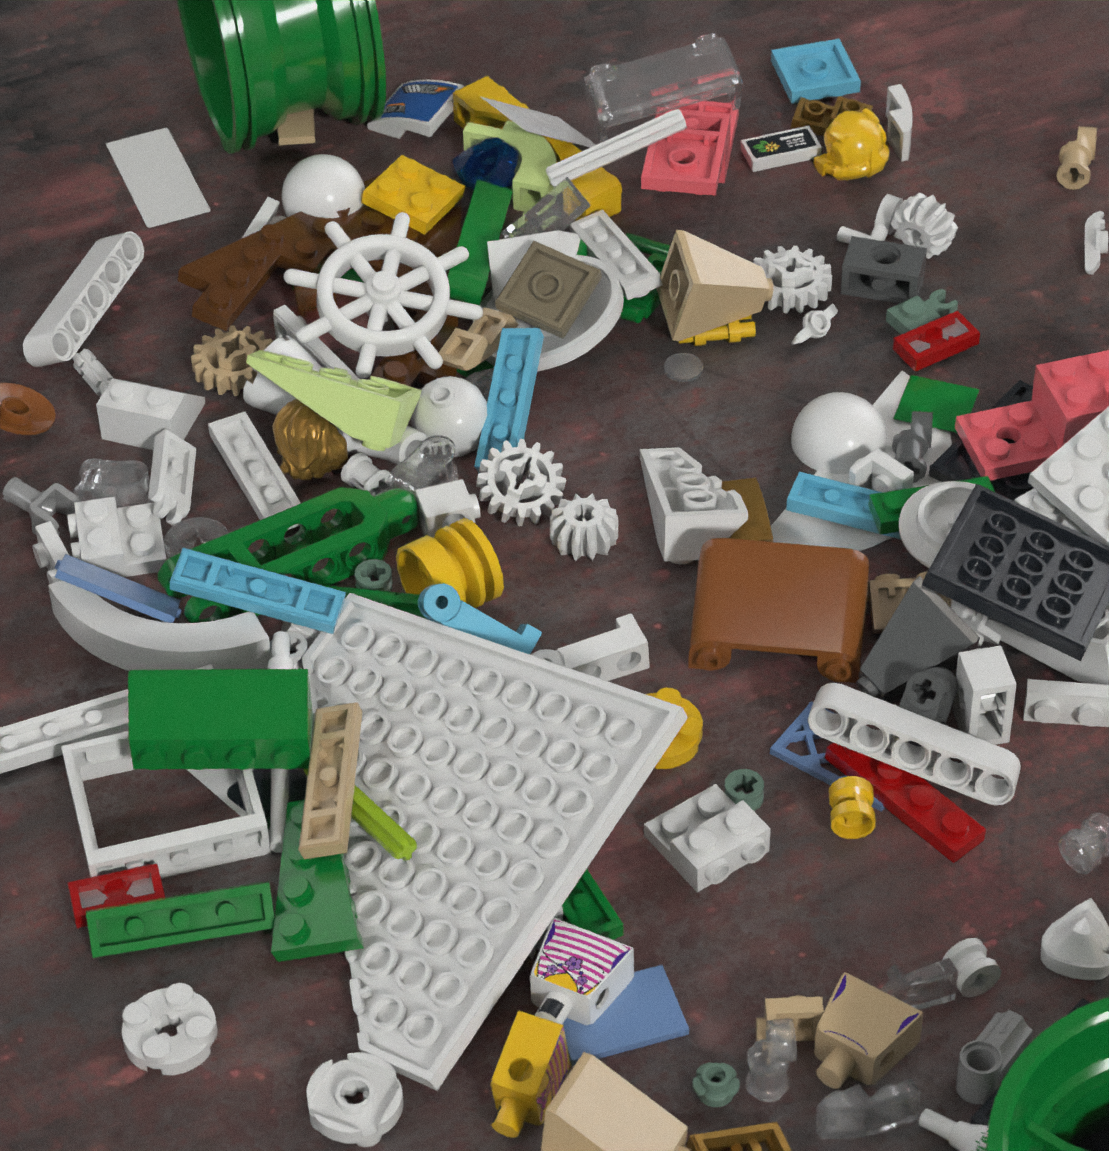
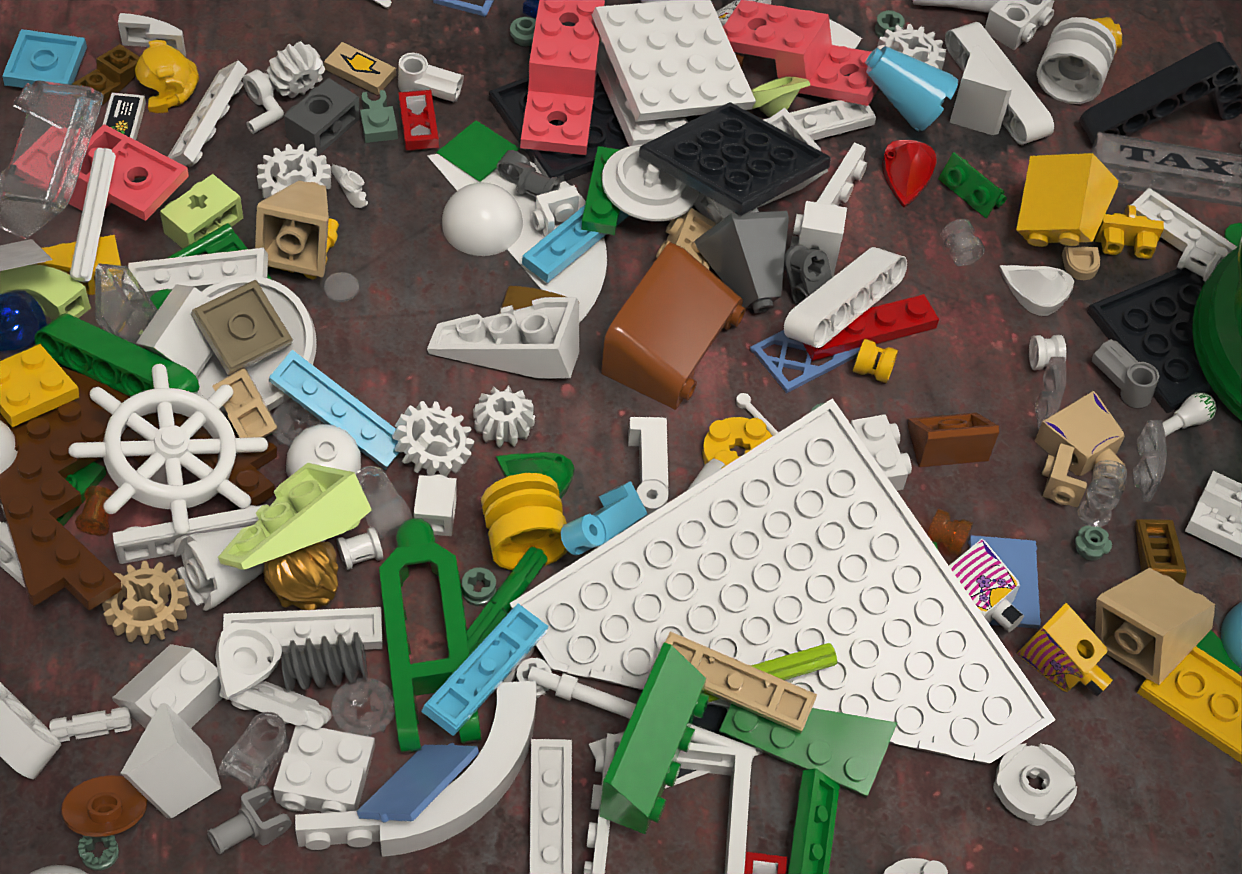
camera: 75 degrees left, 10 degrees up
(69, 424) = (171, 764): none -> white slope
(193, 430) = (244, 657): none -> white piece
(221, 489) = (324, 662): none -> dark grey piece
(532, 583) = (546, 463): none -> green piece
(647, 940) = (950, 533): none -> clear orange wheel
(708, 224) = (201, 211): none -> yellowish green brick
(732, 718) = (743, 401): none -> white hinge
(785, 906) = (952, 439): none -> dark orange slope
(808, 197) = (210, 109): none -> white plate
(979, 279) = (360, 68): none -> tan tile
(996, 327) = (417, 75): none -> white piece

